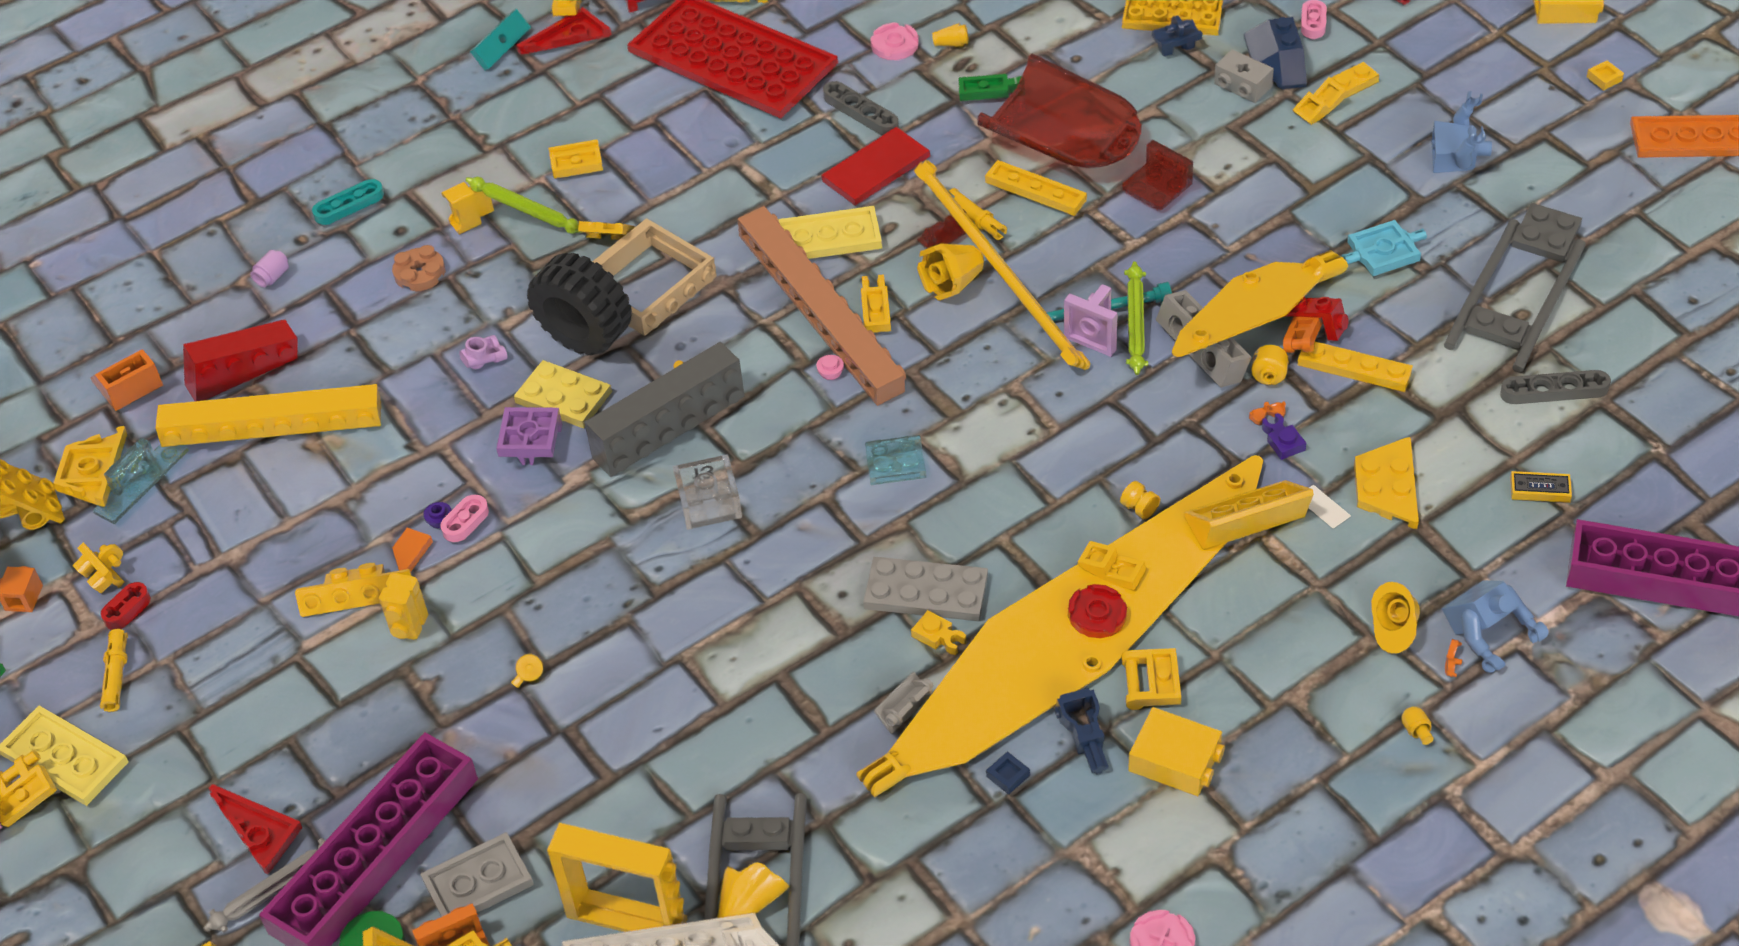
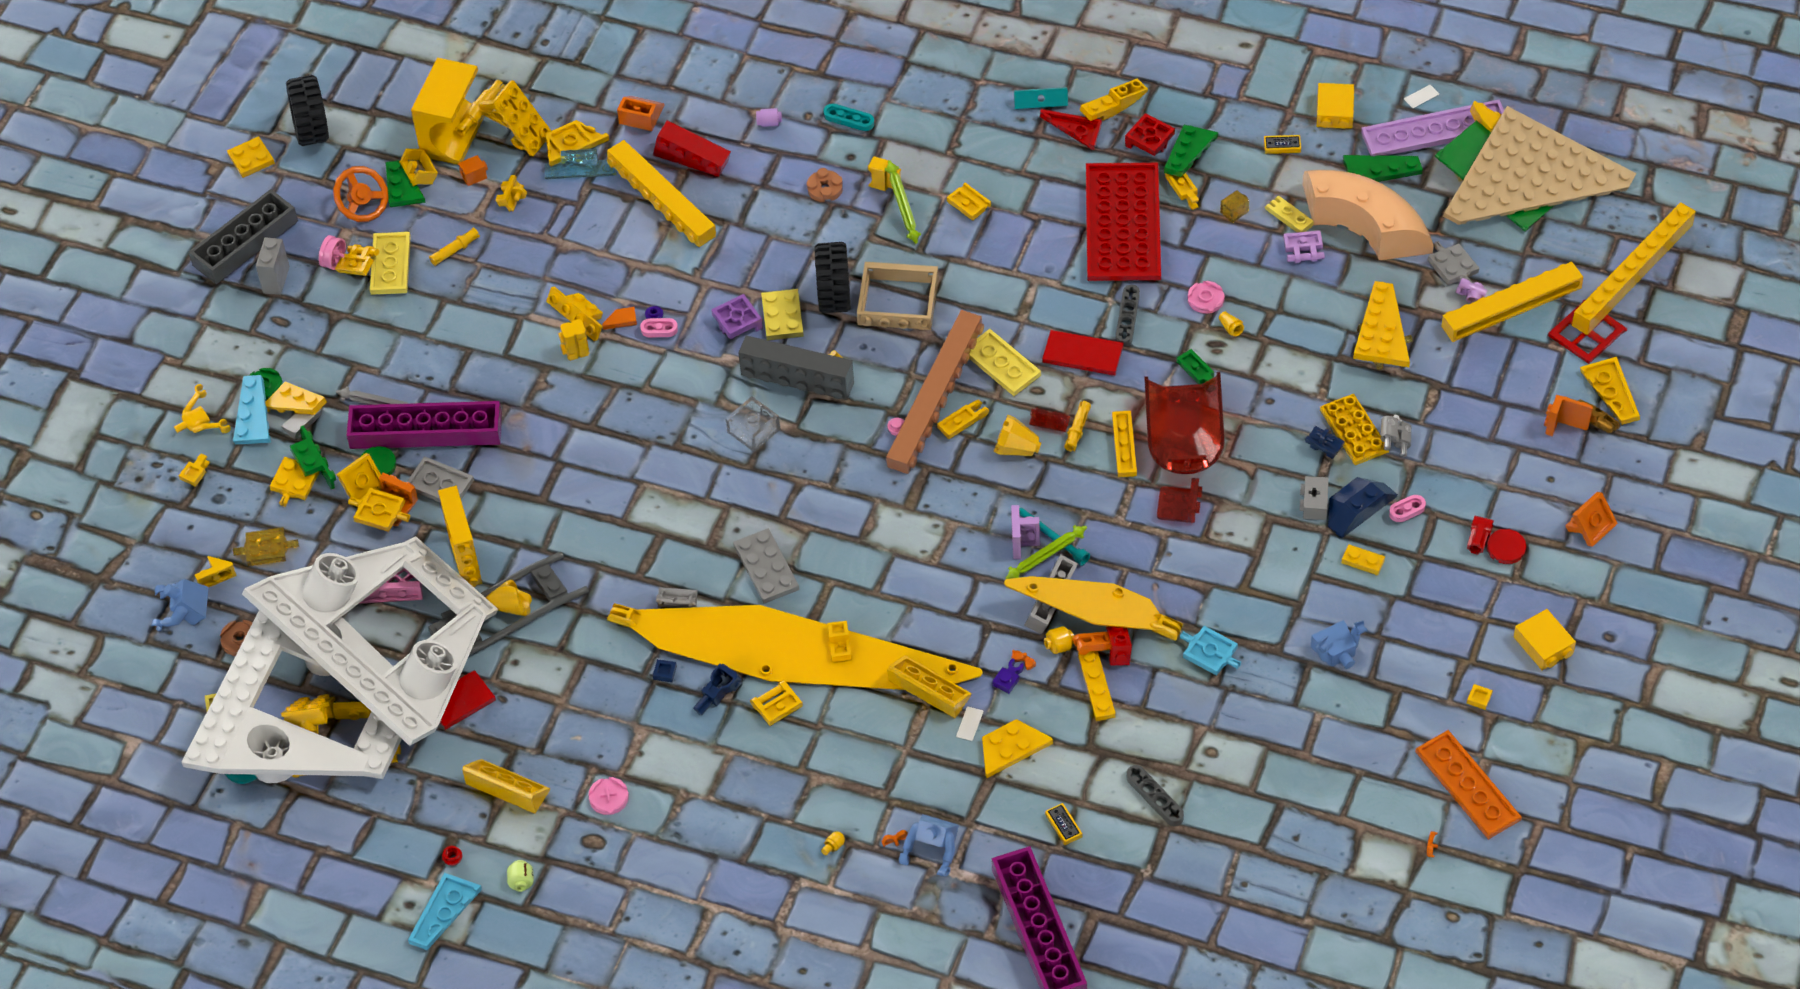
camera: 55 degrees right, 5 degrees up
(125, 605) = (497, 222): red beam -> none
(261, 829) = (406, 373): red wing -> none
(482, 351) = (779, 256): lavender plate -> none
(528, 668) = (581, 420): yellow piece -> none
(596, 229) = (918, 252): yellow wing -> none
(895, 460) = (847, 498): clear light blue bracket -> none
(935, 631) = (738, 587): yellow plate -> none
(1072, 357) = (991, 537): yellow hinge -> none
(1097, 611) = (803, 652): red tile -> none
(1137, 498) = (901, 630): yellow wheel -> none
(1176, 751) = (731, 738): yellow brick -> none
(1323, 101) = (1323, 552): yellow slope -> none
(1394, 617) = (902, 796): yellow piece -> none
(1541, 233) = (1291, 730): dark grey plate -> none

